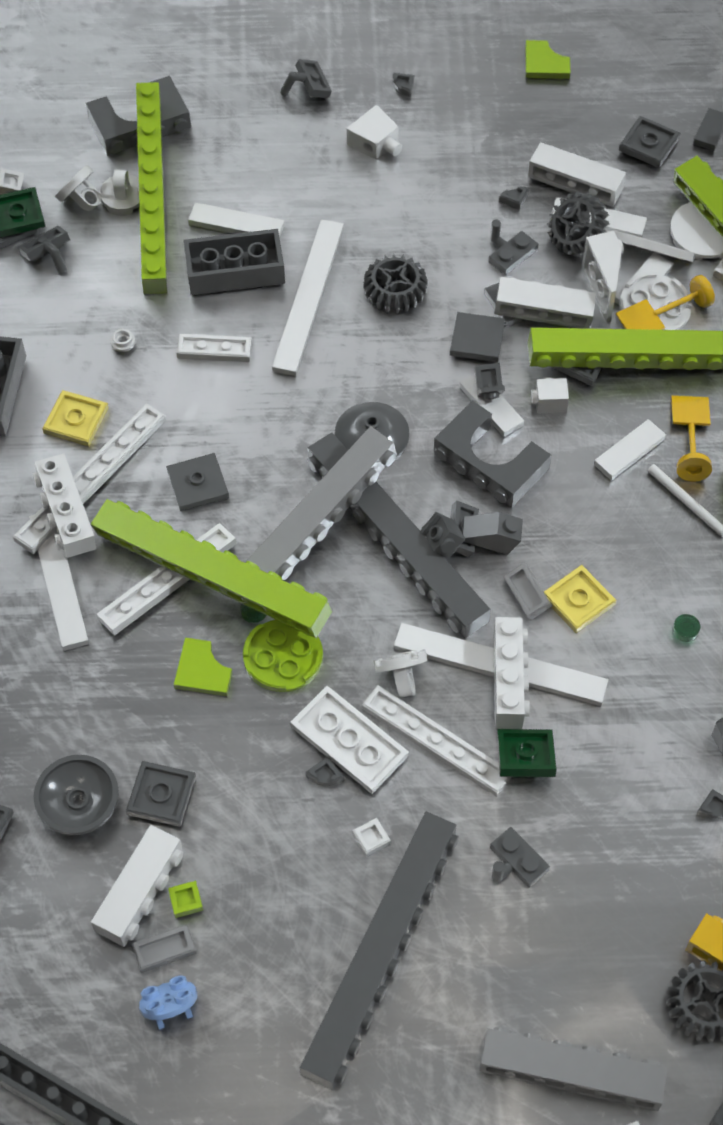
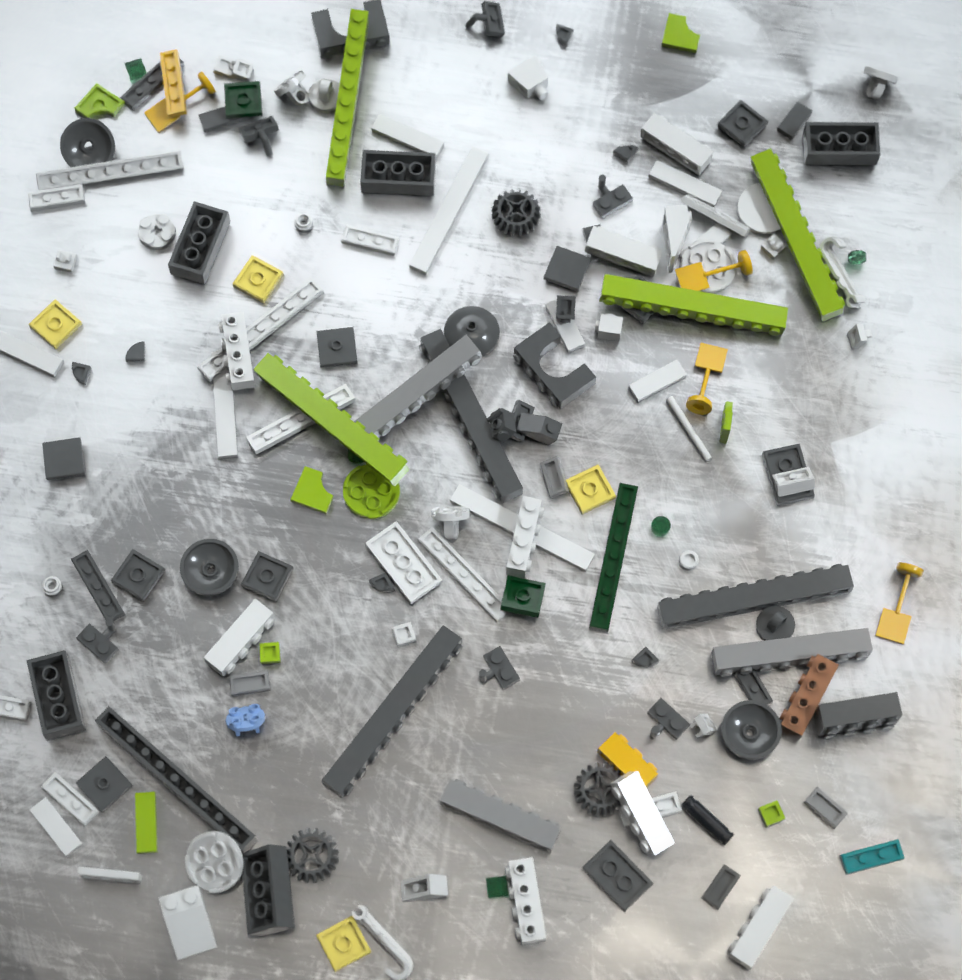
camera: 10 degrees right, 10 degrees up
(577, 210) = (673, 191): dark grey gear -> none
(634, 682) = (613, 557): none -> dark green tile

